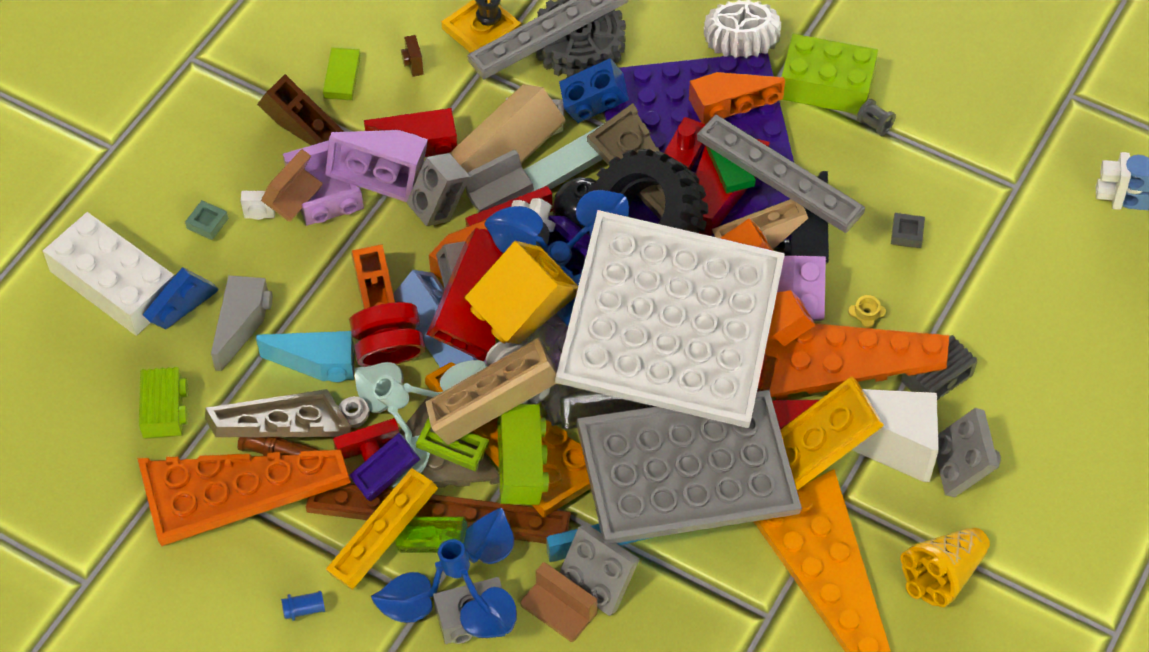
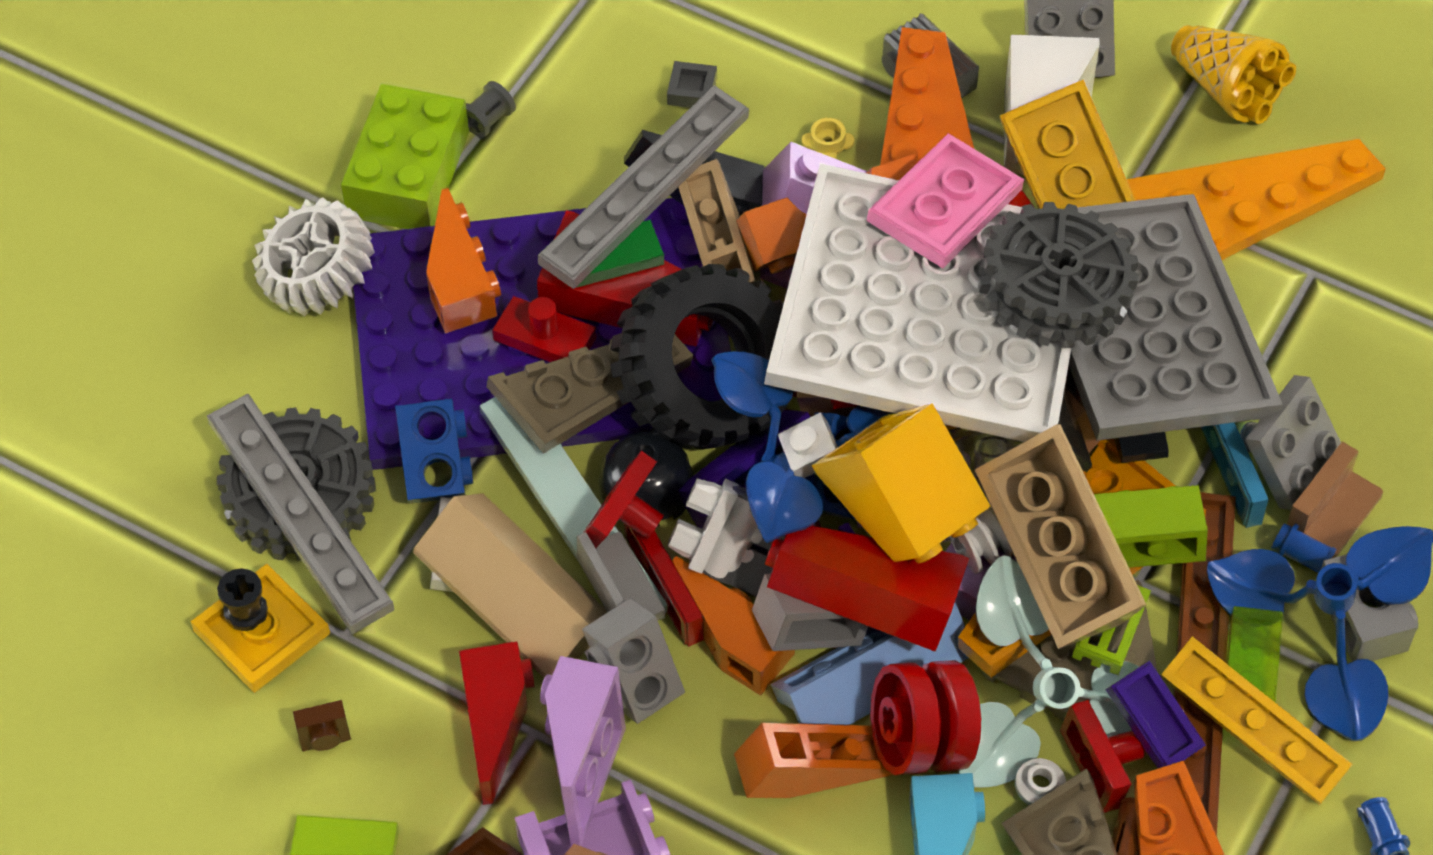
camera: 90 degrees left, 0 degrees up
(521, 578) = (1302, 548): none -> blue pin
(540, 175) = (625, 505): none -> red tile
(566, 254) = (807, 444): none -> white plate
(684, 407) = (1058, 274): none -> dark grey piece
(756, 325) = (945, 200): none -> bright pink tile

